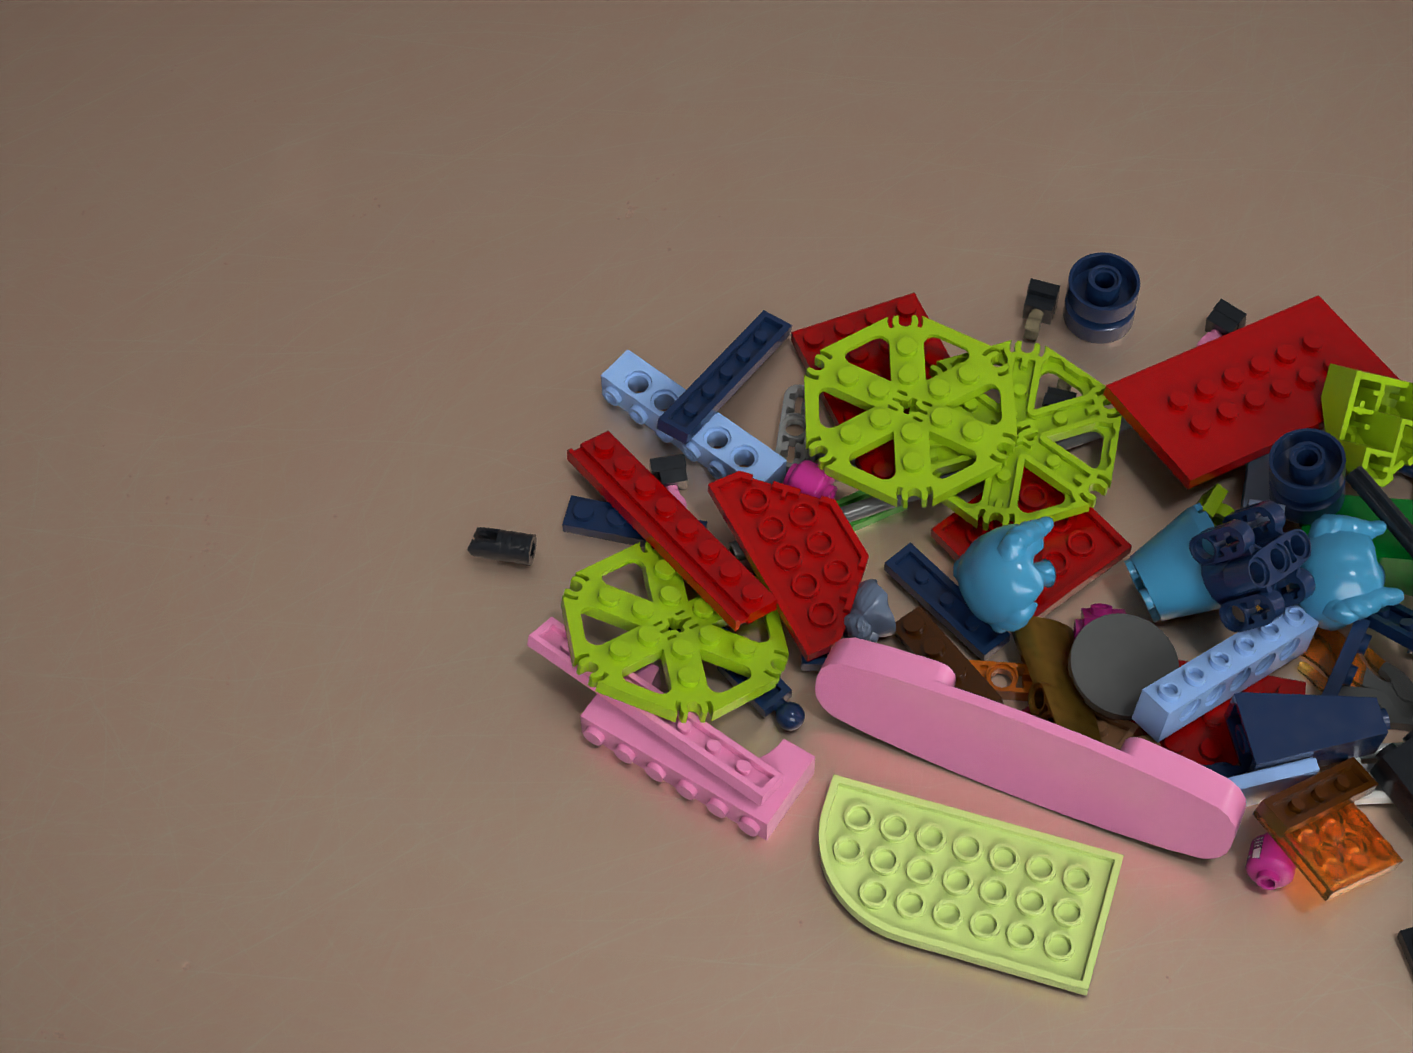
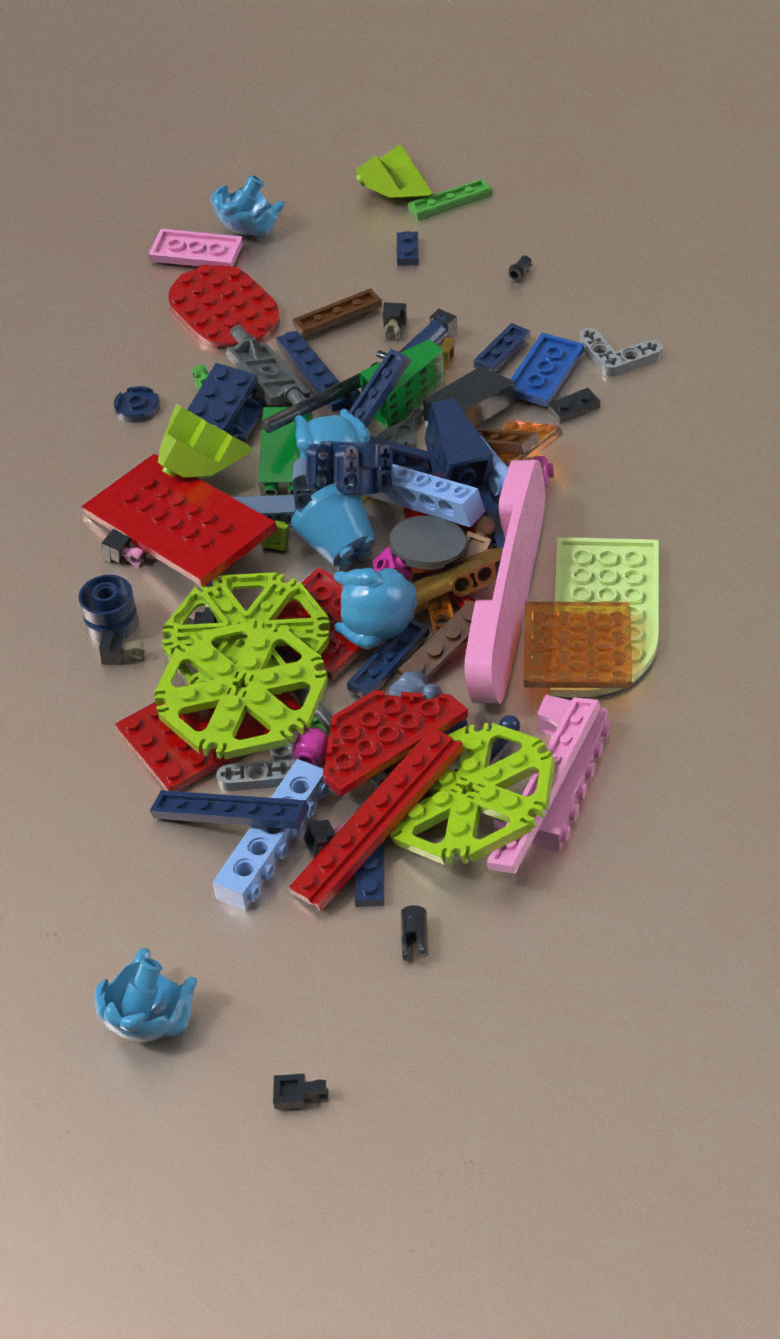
camera: 100 degrees left, 10 degrees down
(341, 396) = (293, 1090): none -> black plate
(483, 261) = (143, 1002): none -> dark azure piece
(894, 818) = (577, 645): none -> clear orange plate
(1307, 474) = (257, 468): dark blue wheel -> none

